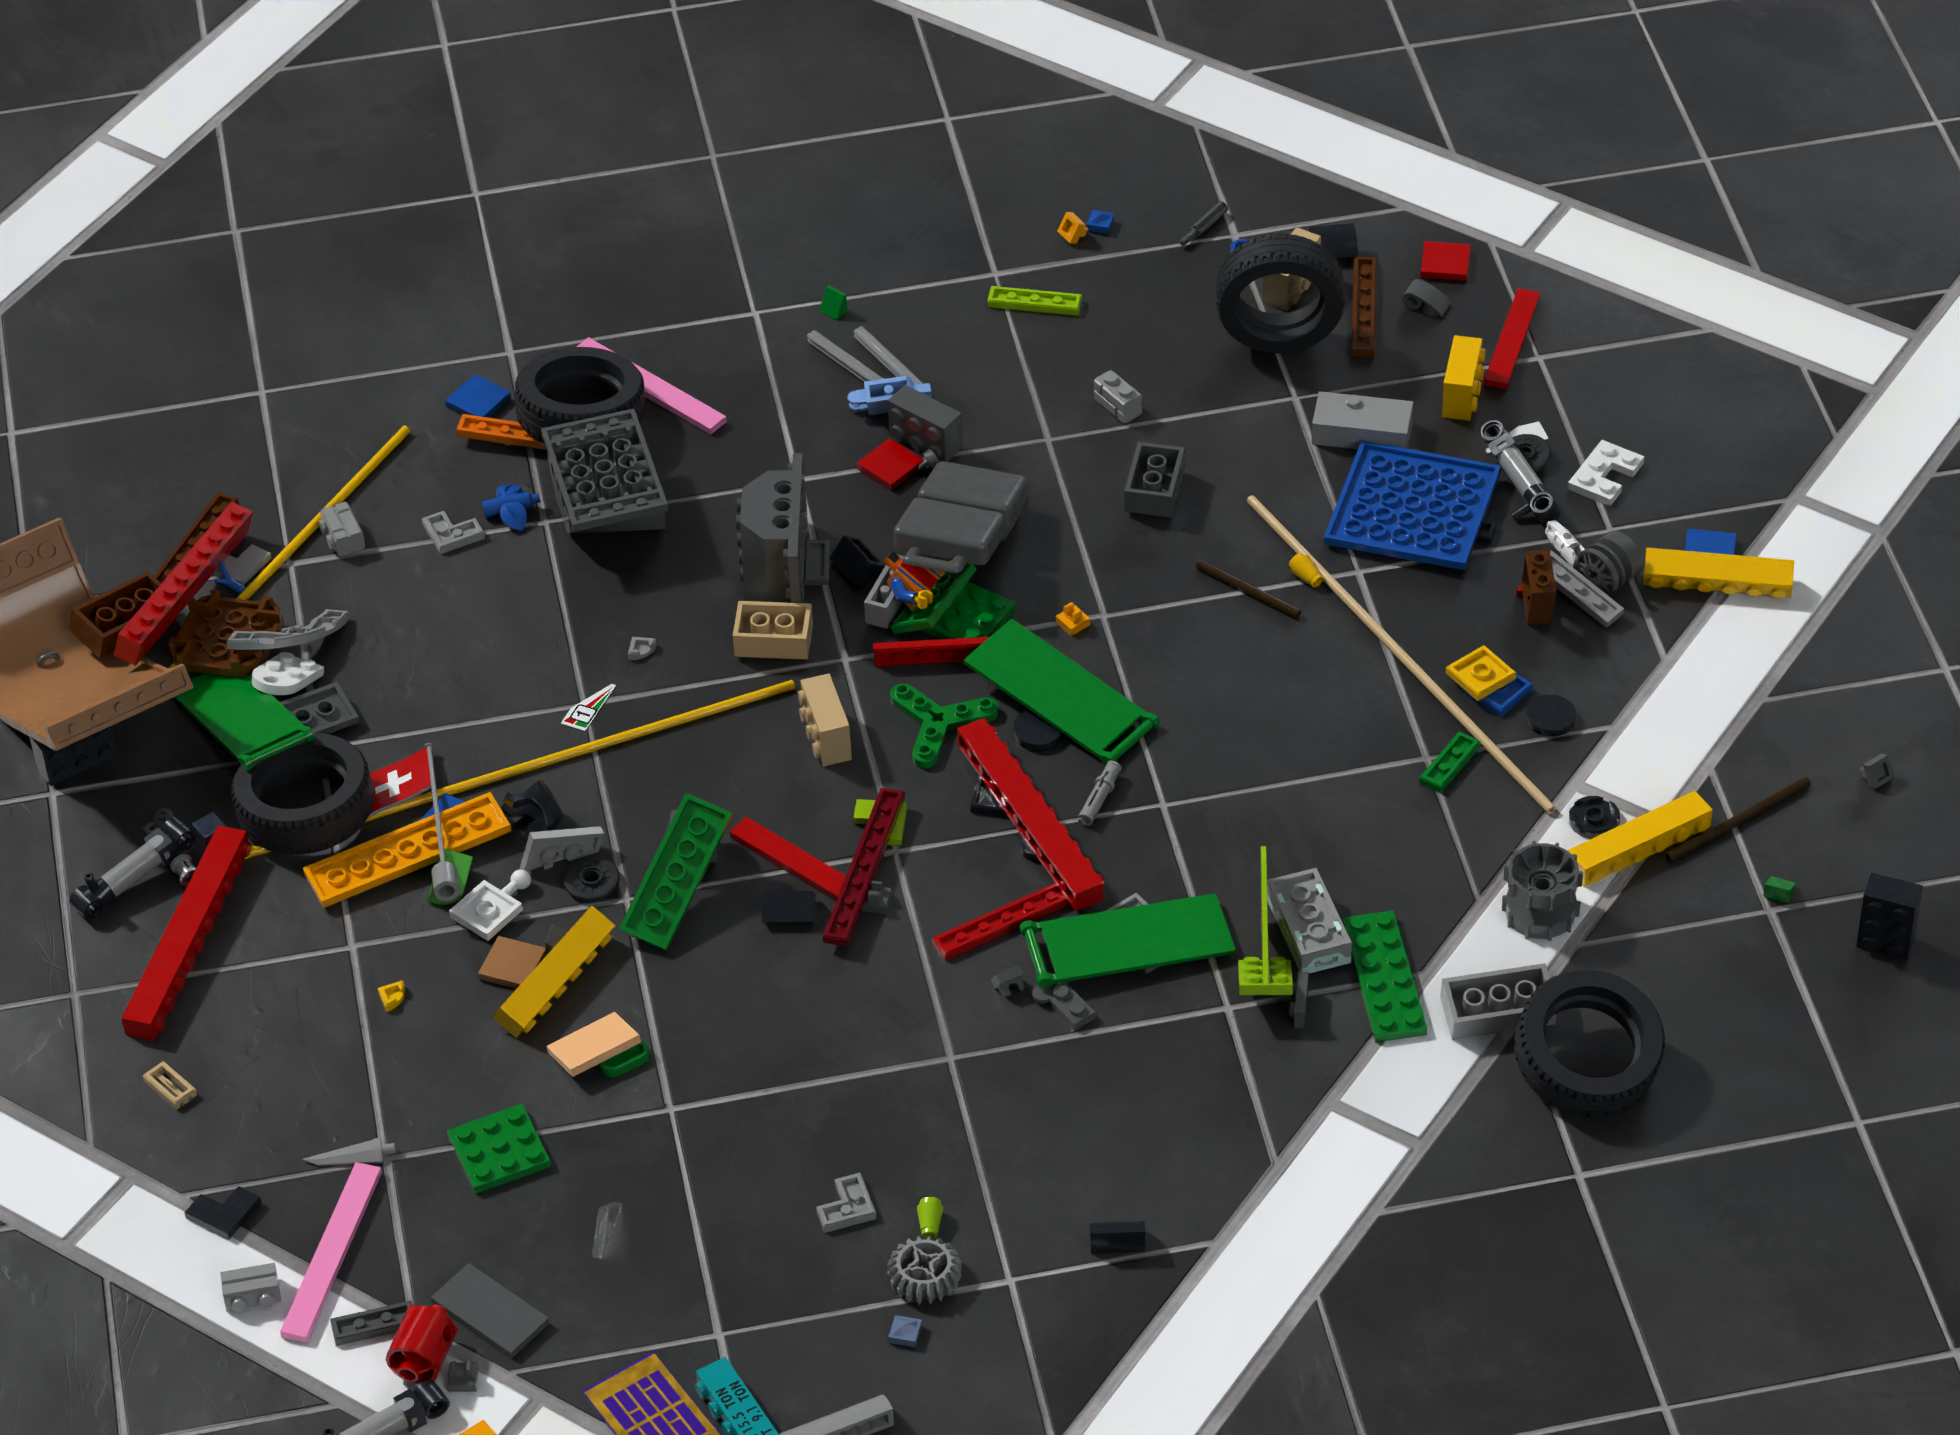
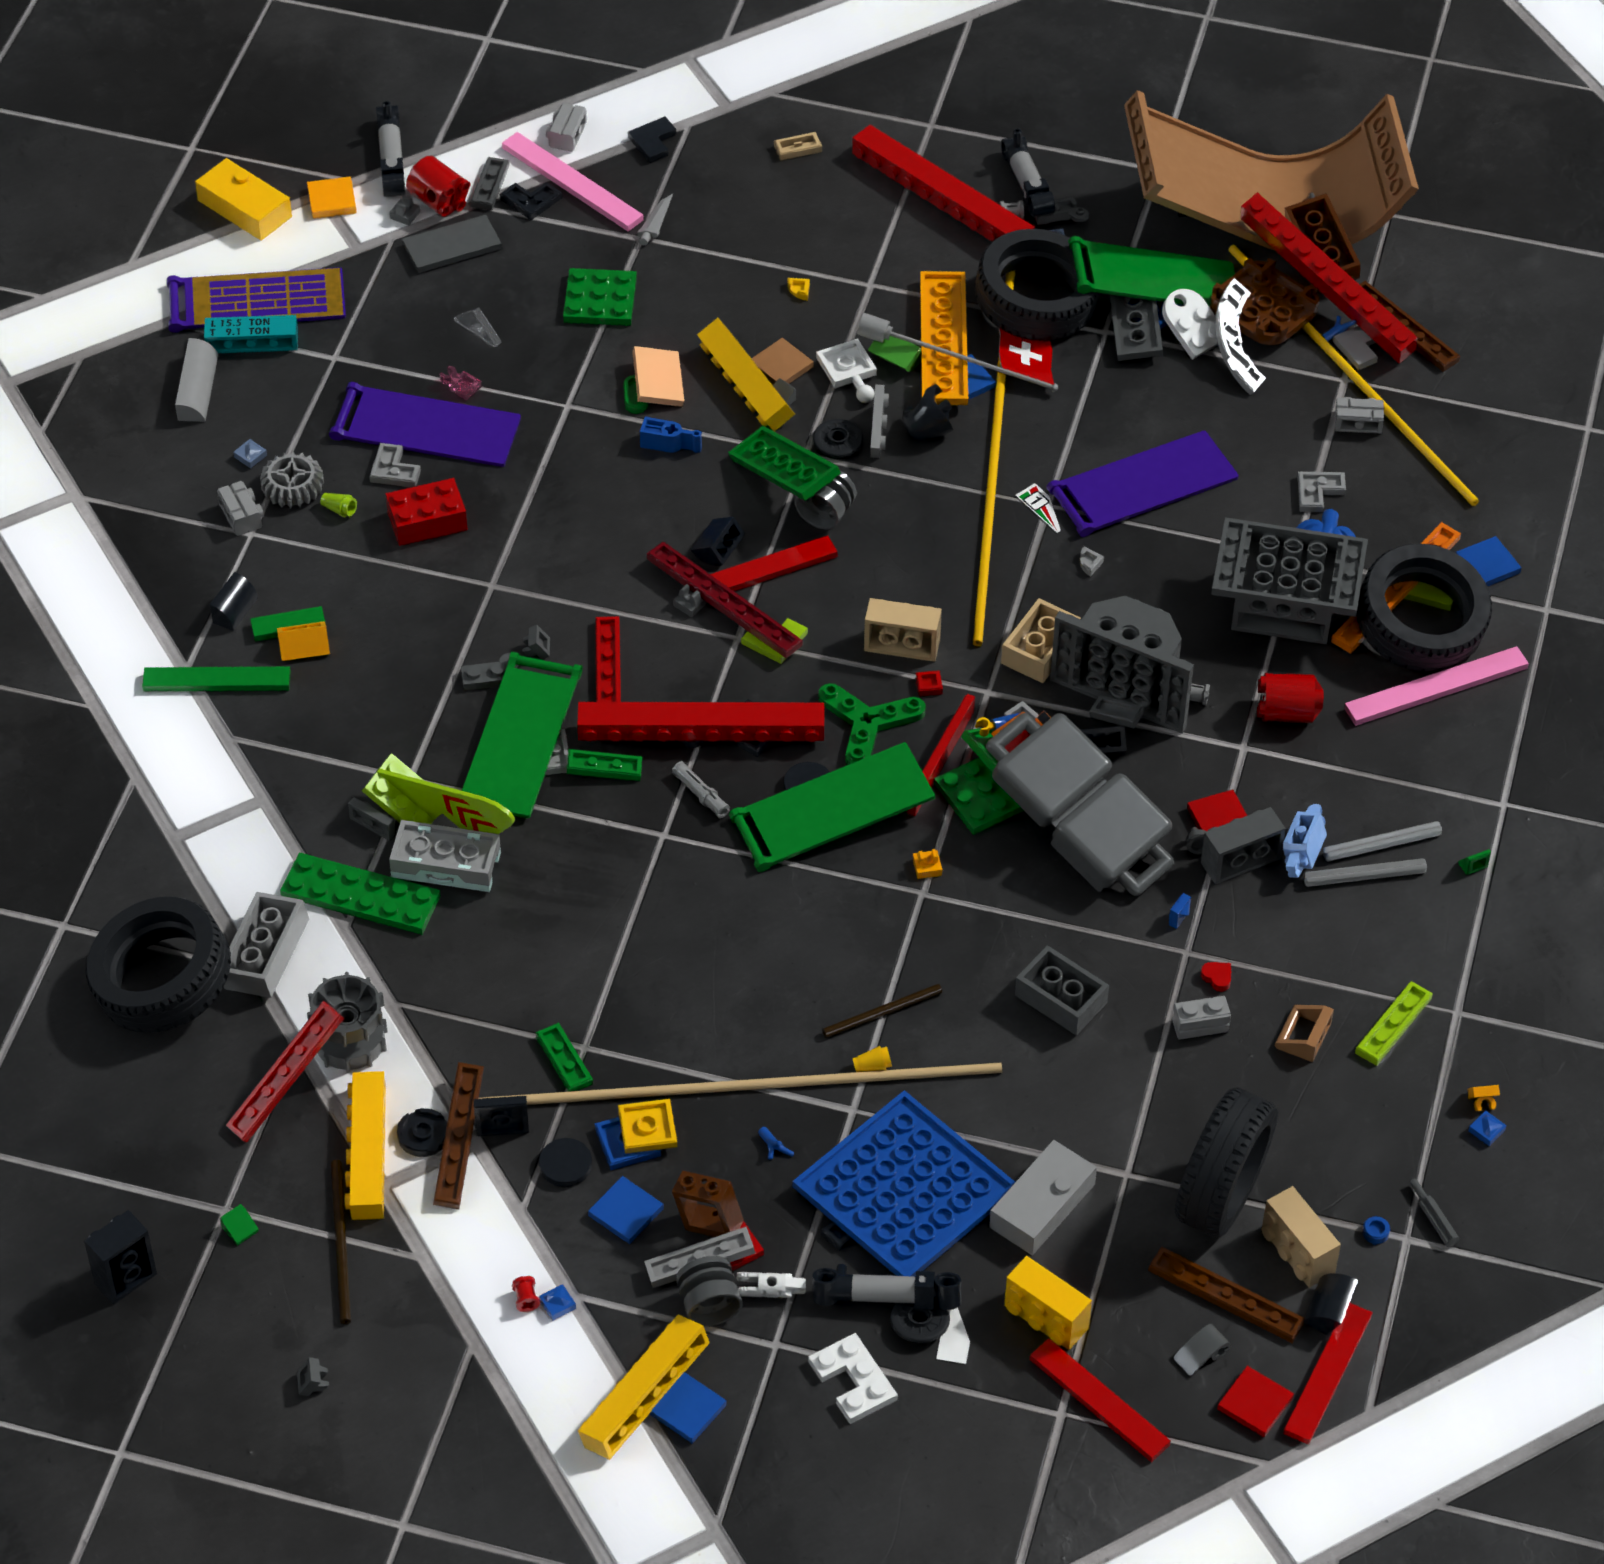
camera: 115 degrees right, 5 degrees up
(384, 1272) = (531, 203): none -> black tile
(514, 647) = (1144, 482): none -> dark purple flag
(674, 1001) = (668, 436): none -> blue piece
(698, 1198) = (460, 384): none -> clear pink plate
(737, 451) = (1289, 697): none -> red cylinder
(772, 1205) = (427, 425): none -> dark purple flag
(864, 697) = (929, 683): none -> red tile
(898, 1137) = (426, 511): none -> red brick
(990, 1293) = (239, 507): none -> light grey brick
(1014, 447) = (1179, 910): none -> blue tile
(1061, 409) = (1217, 974): none -> red tile
(1080, 332) = (1305, 1048): none -> medium nougat tile
(1109, 1185) = (266, 626): none -> green tile
(1118, 870) = (604, 765): none -> green tile
(1124, 1157) = (303, 641): none -> light orange brick
(1217, 1206) = (216, 678): none -> green tile
(1406, 232) = (1327, 1374): none -> red tile
(1431, 600) = (773, 1143): none -> blue bar
(1550, 755) = (501, 1116): none -> black tile
(1565, 660) = (625, 1209): none -> blue tile
(1583, 785) = (458, 1136): none -> reddish brown tile
(1629, 897) = (285, 1071): none -> red tile
(1682, 663) = (557, 1302): none -> blue tile
(1694, 679) = (525, 1293): none -> red bush

